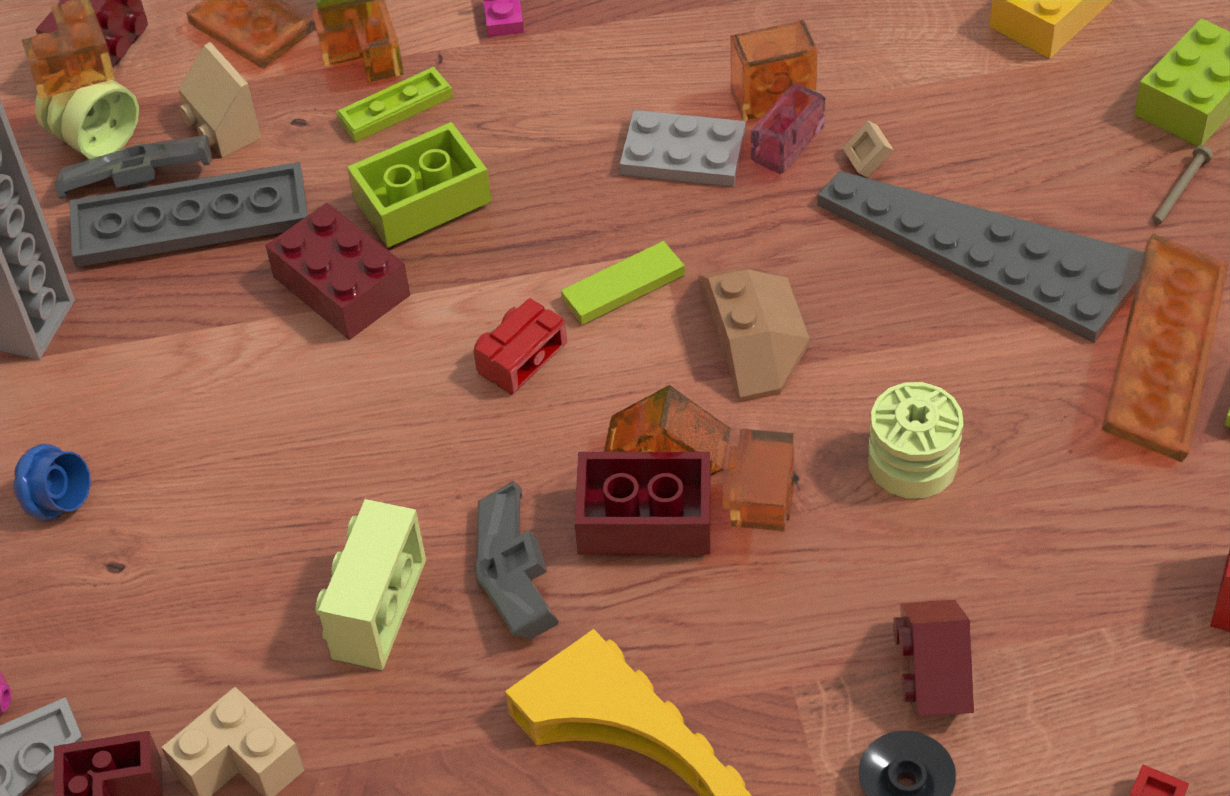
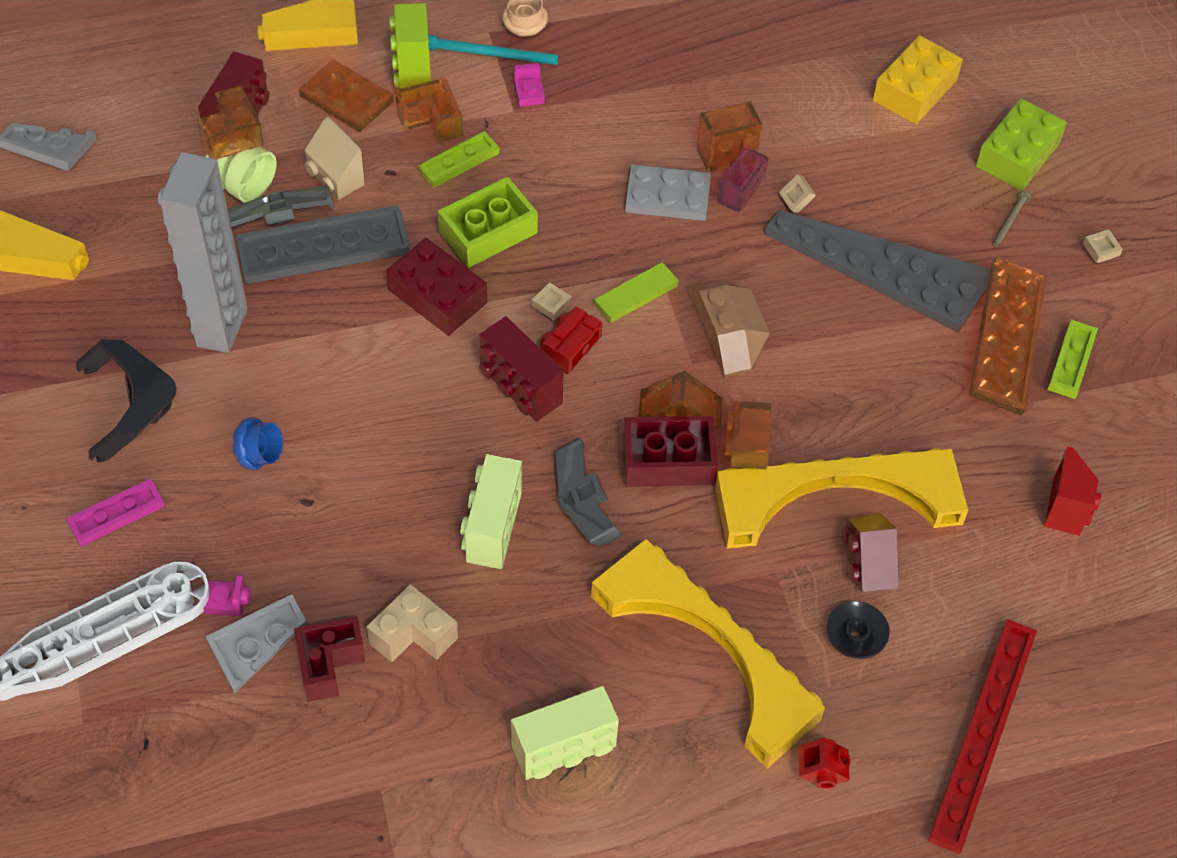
camera: 10 degrees left, 5 degrees up
(438, 383) = (520, 369): none -> dark red brick
(498, 292) = (551, 301): none -> tan plate
(914, 440) = (847, 404): yellowish green wheel -> none
(1020, 552) = (921, 480): none -> yellow arch

